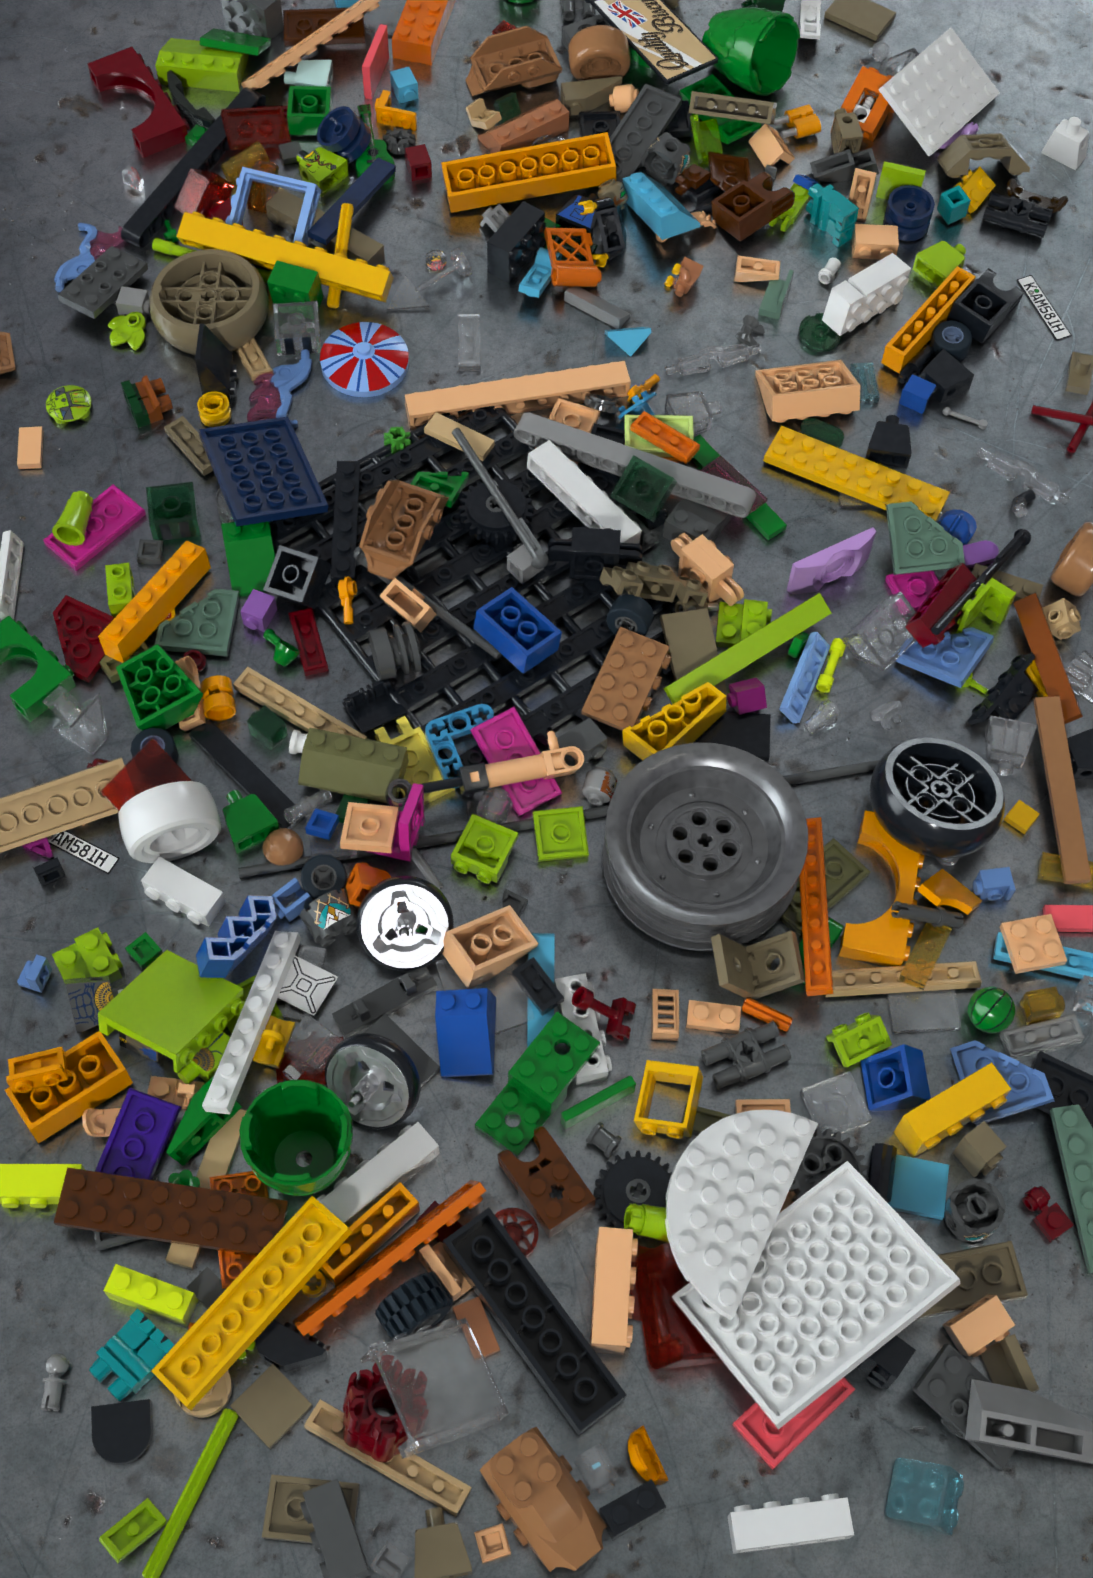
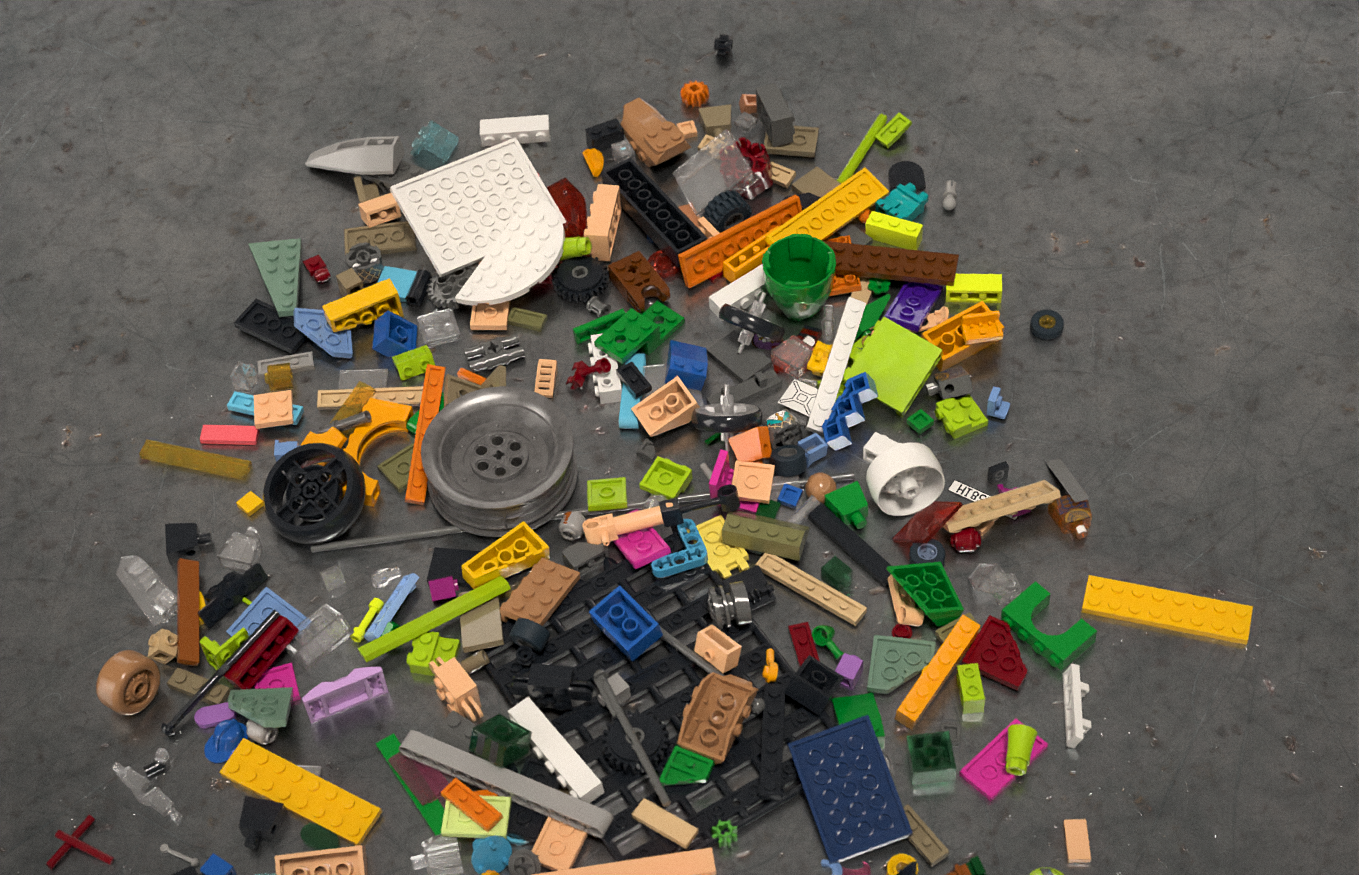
camera: 170 degrees left, 10 degrees down
(218, 698) = (878, 595): light orange wheel -> none
(297, 742) = (808, 561): white wheel -> none
(653, 583) = (501, 670): dark tan bracket -> none
(669, 1073) = (547, 337): yellow window -> none
(713, 1017) = (518, 378): light nougat plate -> none
(991, 1009) = (317, 369): green piece -> none
(1062, 790) = (214, 511): medium nougat tile -> none

